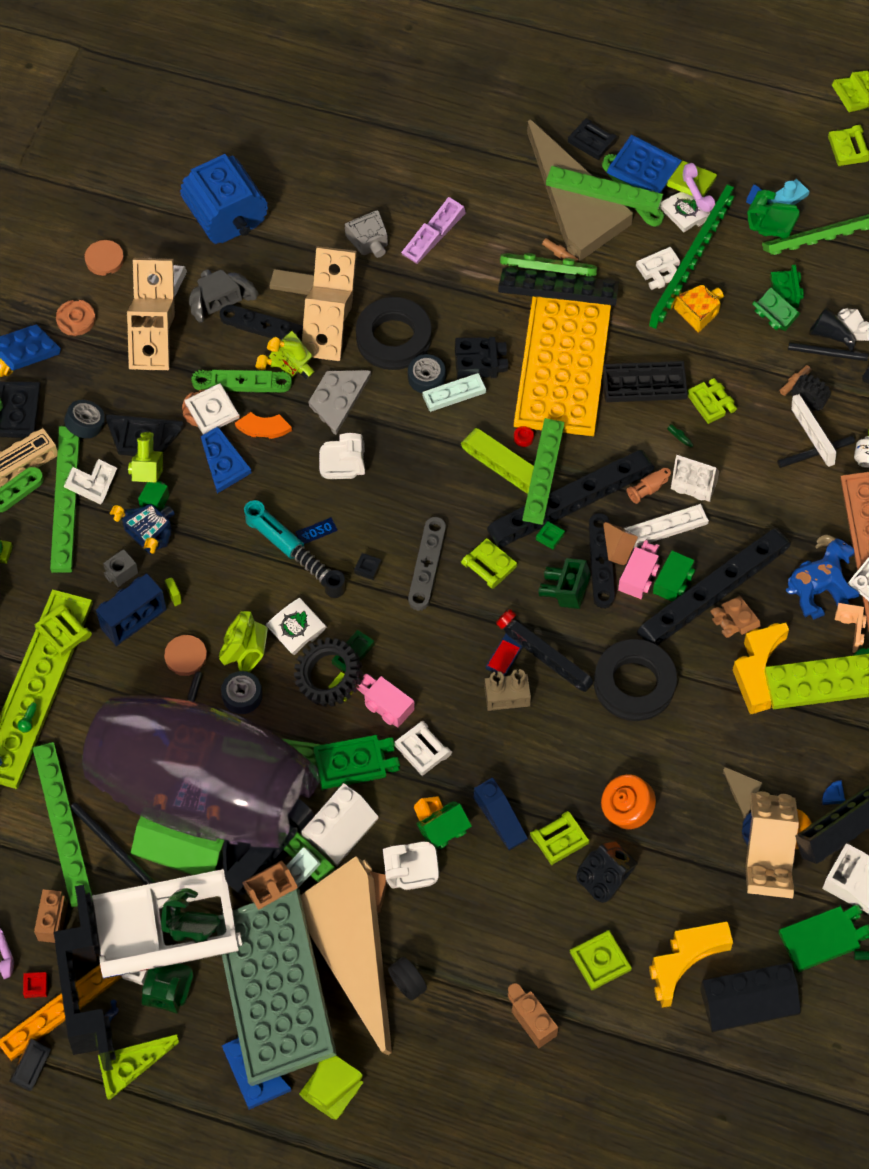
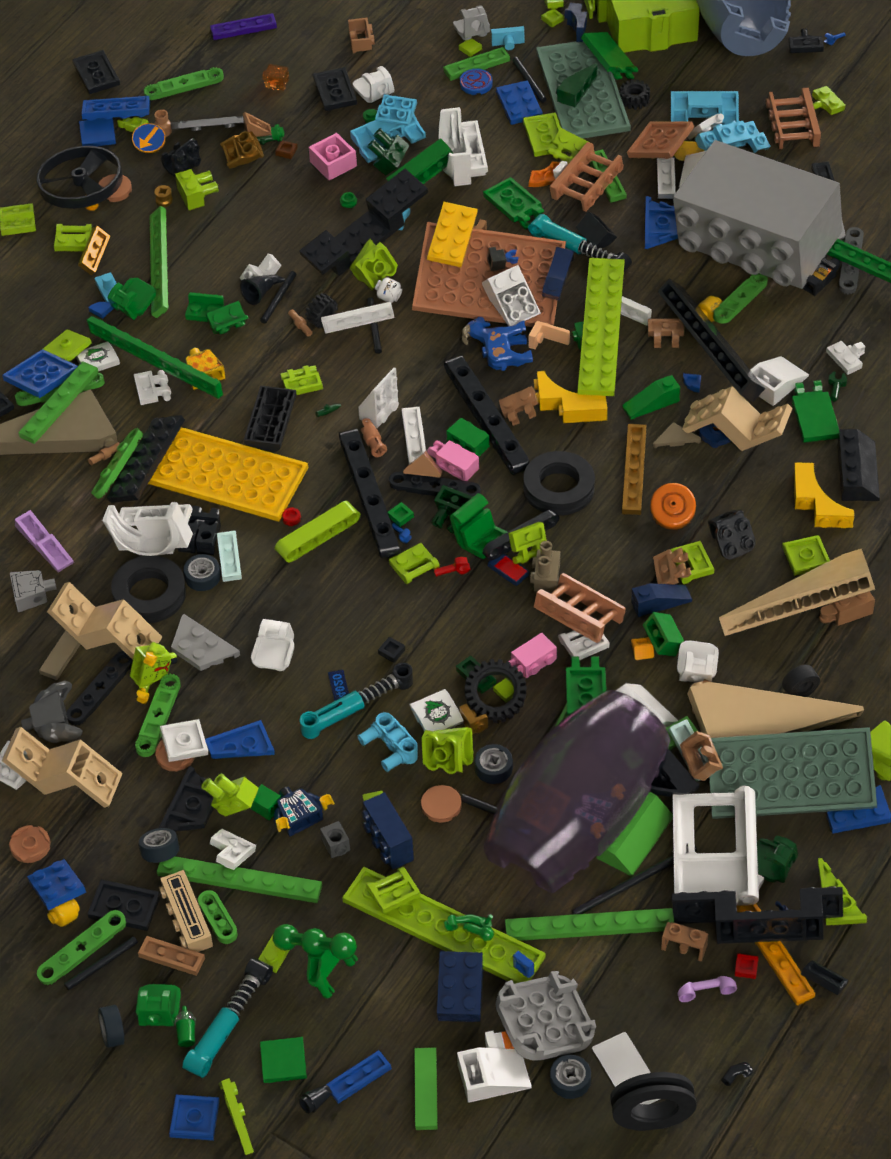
camera: 75 degrees left, 10 degrees down
(40, 718) = (451, 923): none -> green piece
(187, 924) = (716, 827): dark green piece -> none
(254, 594) = (395, 738): none -> medium azure piece
(263, 427) = (214, 707): orange tile -> none
(289, 659) = (471, 720): none -> pearl gold bracket
(424, 576) = (389, 603): dark grey piece -> none
(438, 732) = (574, 618): none -> nougat fence
(454, 305) = (158, 531): none -> white piece
(491, 601) = (460, 565): none -> red bar
(505, 618) = (475, 558): red tile -> none
(524, 547) = (404, 534): none -> blue hand
(538, 659) = (525, 538): none -> lime plate
(539, 812) = (666, 569): none -> medium nougat plate
(543, 471) = (340, 500): bright green plate -> none
(543, 607) = (474, 526): none -> green piece
(546, 982) = (826, 584): none -> tan slope
(679, 753) = (634, 469): none -> pearl gold plate
(704, 203) = (65, 339): lavender bar -> none
(791, 754) = (654, 397): none -> green slope
(834, 167) = (94, 250): none -> plate

